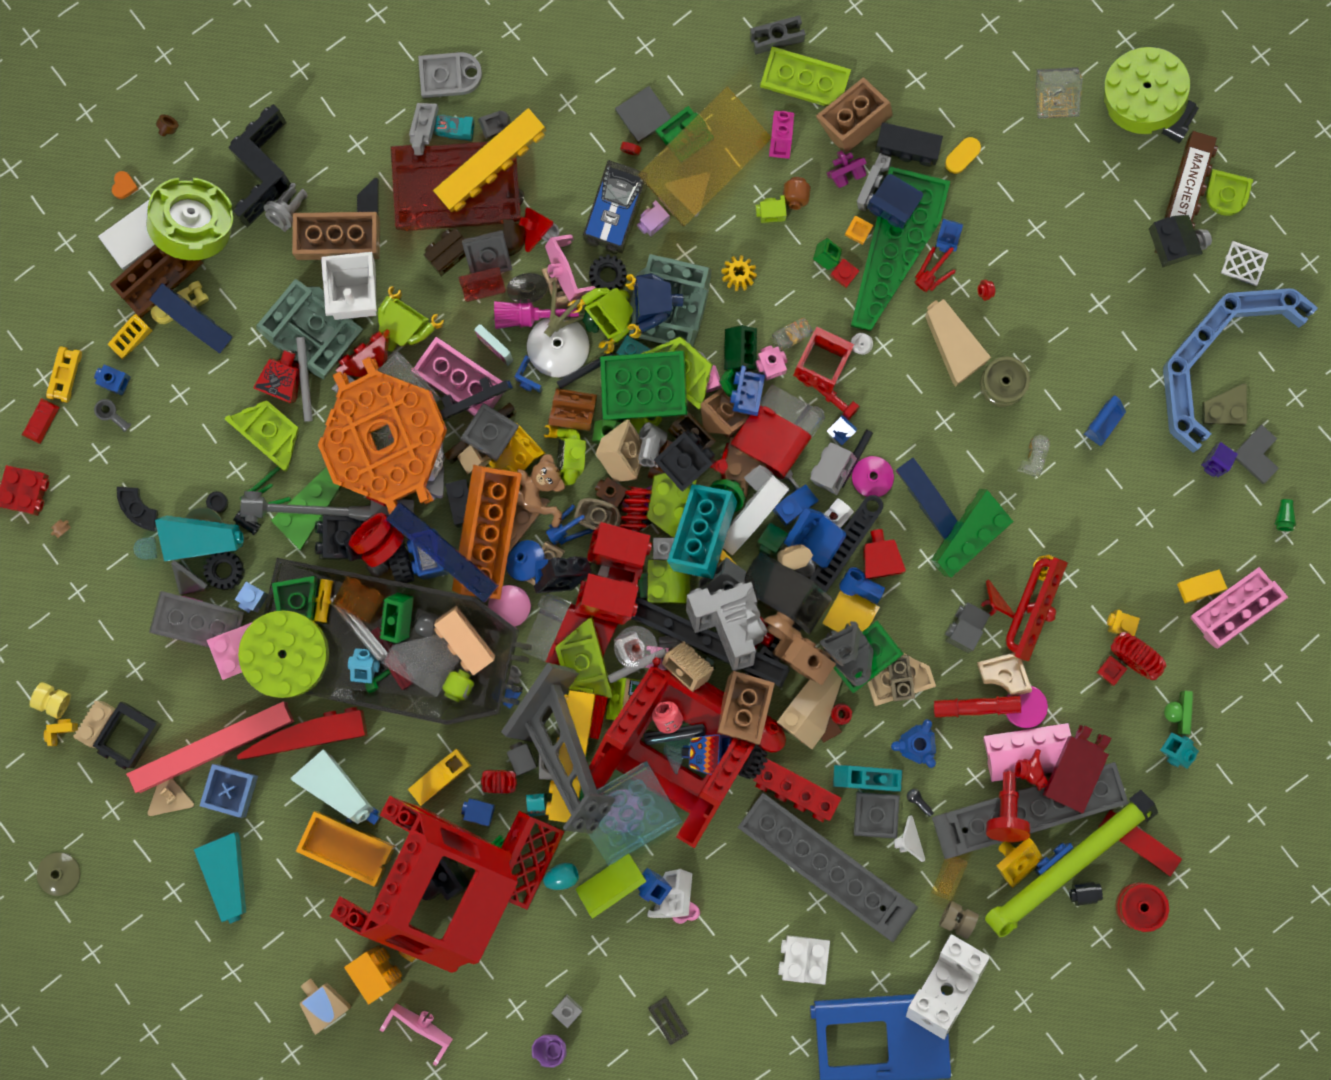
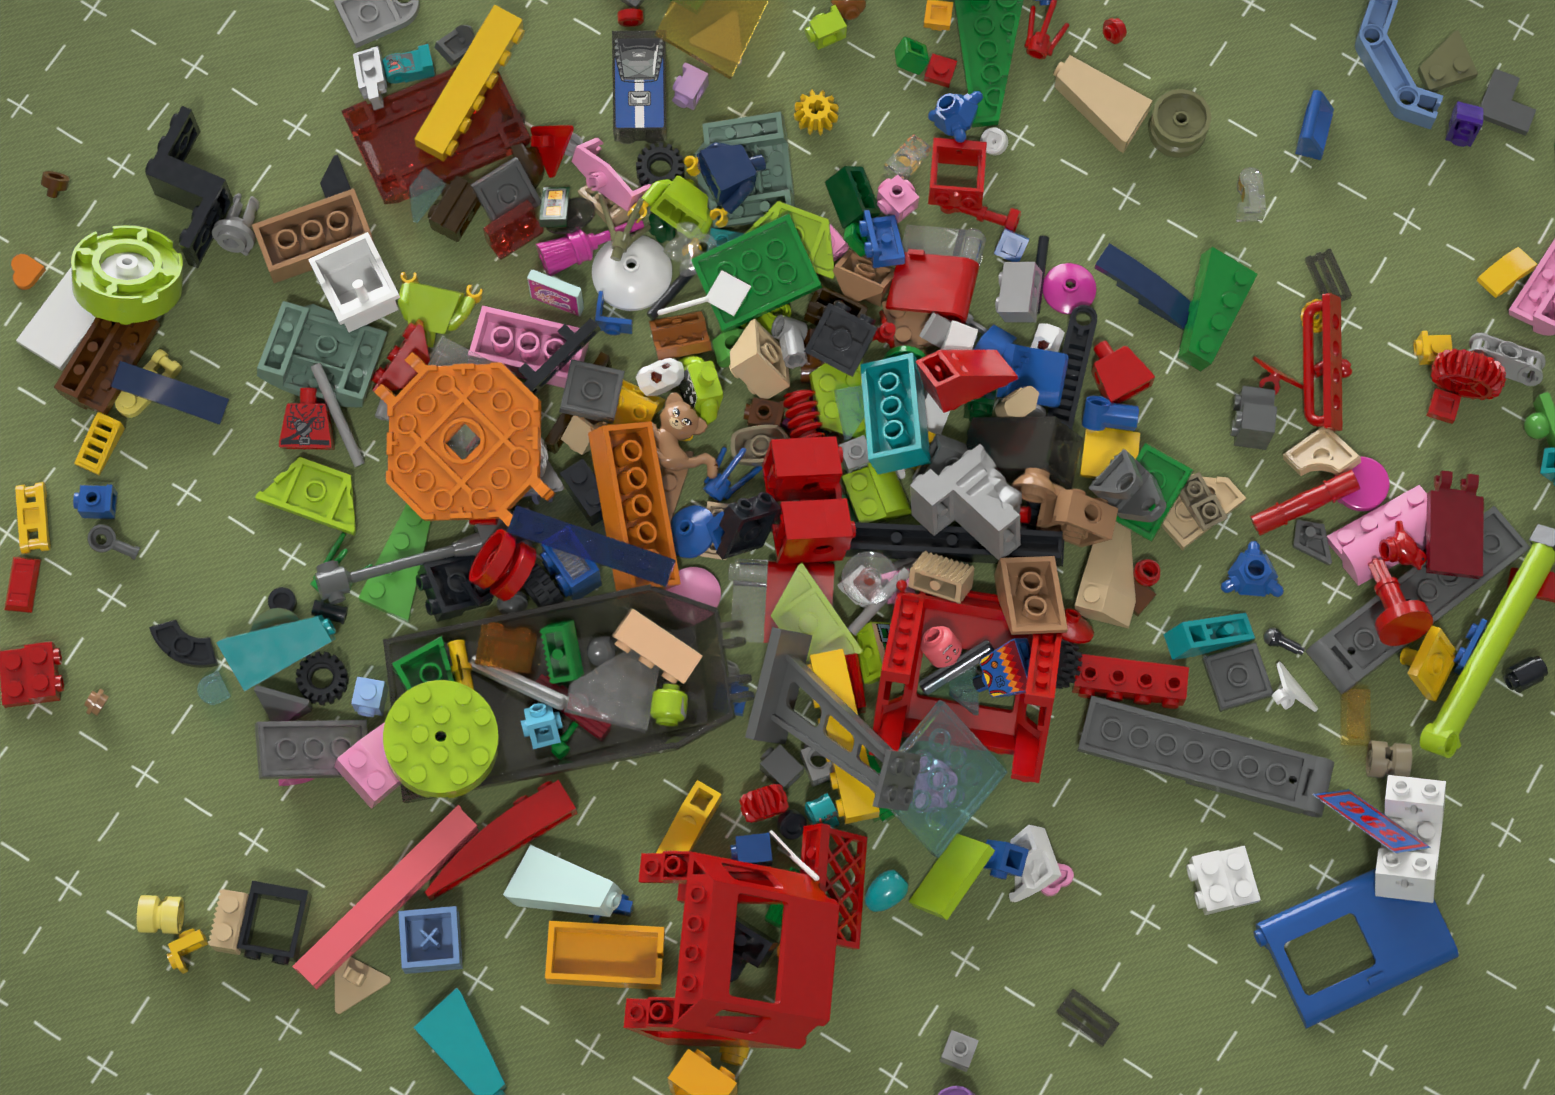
camera: 25 degrees left, 10 degrees down
(428, 231) = (424, 193): none -> clear light blue tile
(504, 825) = (800, 863): none -> white piece
(513, 802) = (791, 824): none -> black tile
(519, 277) = (554, 207): none -> tile
(545, 437) = (660, 377): none -> white rock
(601, 344) = (687, 246): none -> clear plate
(615, 392) = (725, 294): none -> white piece
(672, 514) = (850, 409): none -> clear light blue tile
(763, 523) = (963, 375): none -> red slope
(841, 314) = (956, 113): none -> blue rock
(924, 964) = (1372, 821): none -> sticker
(972, 735) = (1312, 540): none -> dark grey piece
(1067, 522) = (1329, 256): none -> clear smoke tile
(1176, 655) = (1514, 358): none -> light grey piece

